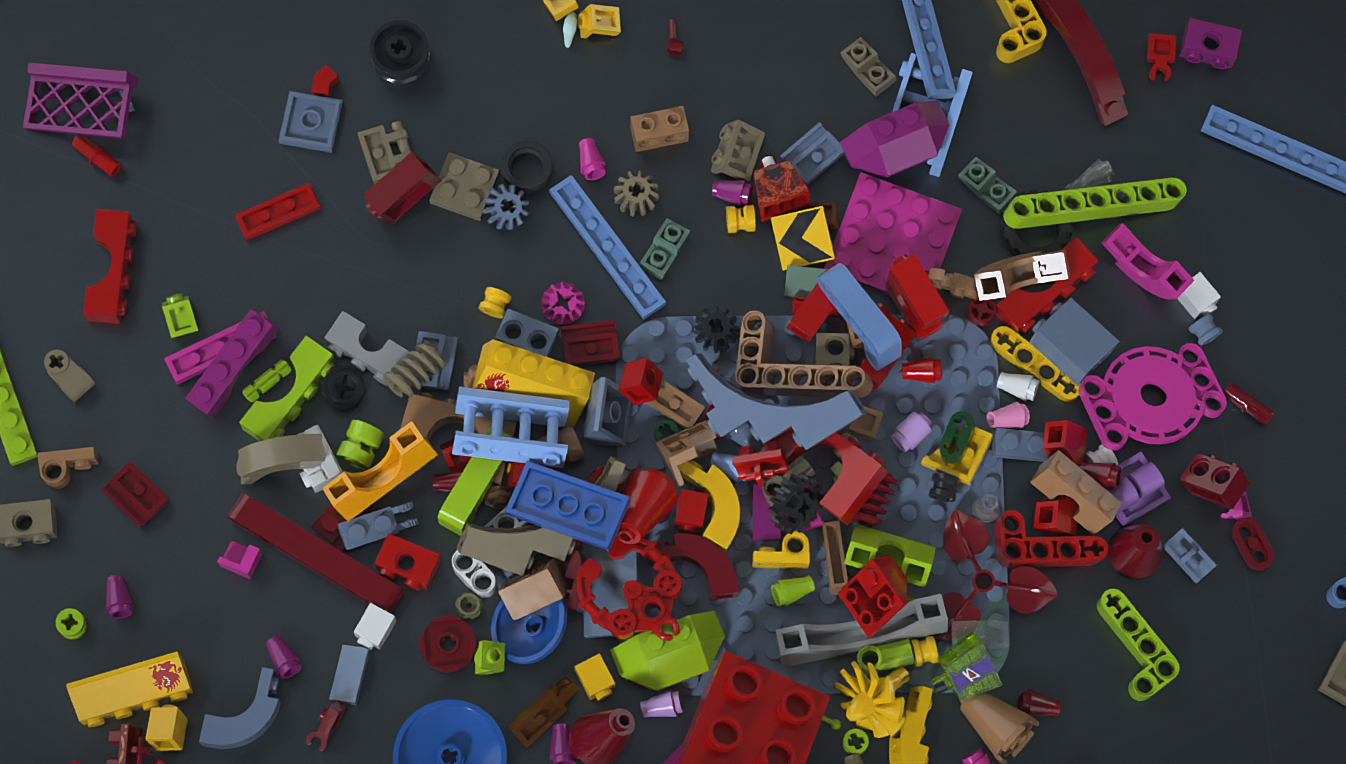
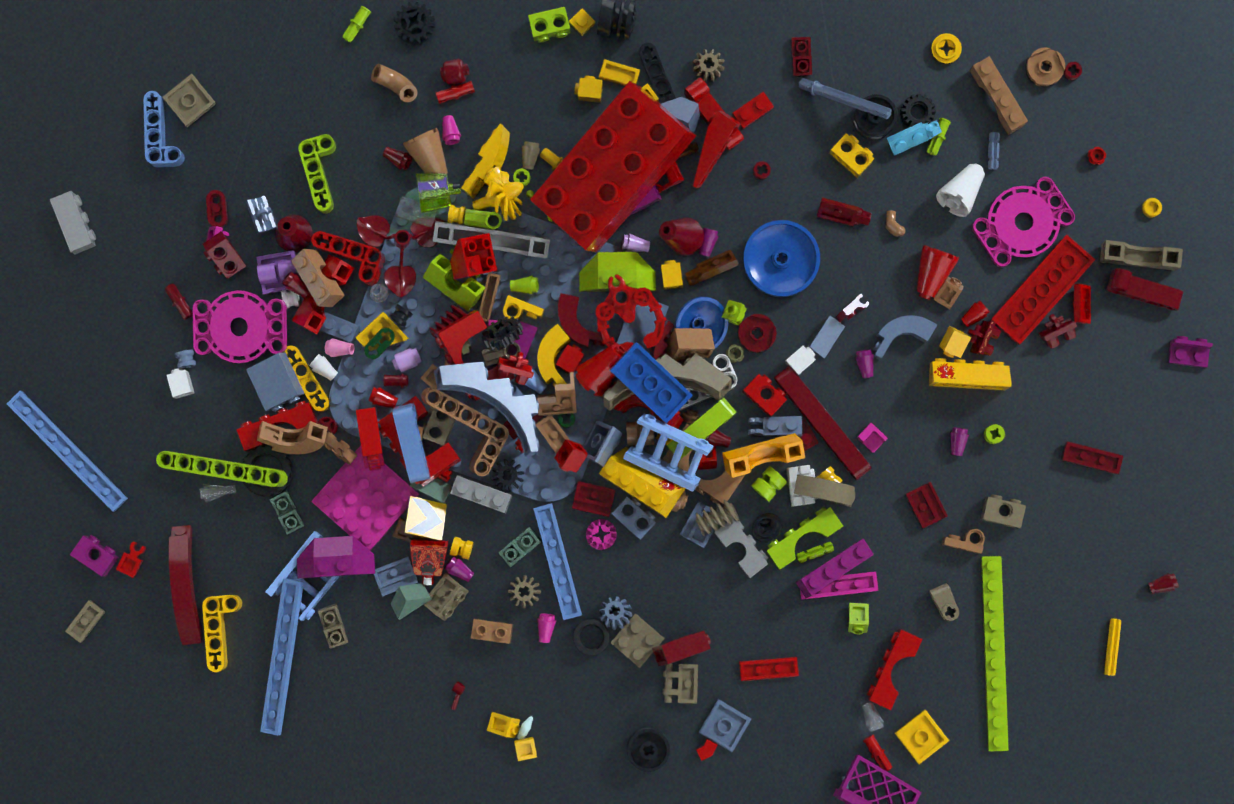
camera: 150 degrees left, 10 degrees up
(44, 195) = (921, 736): none -> yellow plate
(118, 195) = (872, 718): none -> clear cone
(281, 482) = (829, 474): none -> yellow wheel
(494, 302) = (646, 549): yellow wheel -> none
(760, 293) = (481, 494): none -> light grey arch
(782, 131) = (409, 599): none -> sand green slope
(914, 400) = (396, 380): none -> dark red pin
(1153, 274) = (206, 414): dark pink arch -> none

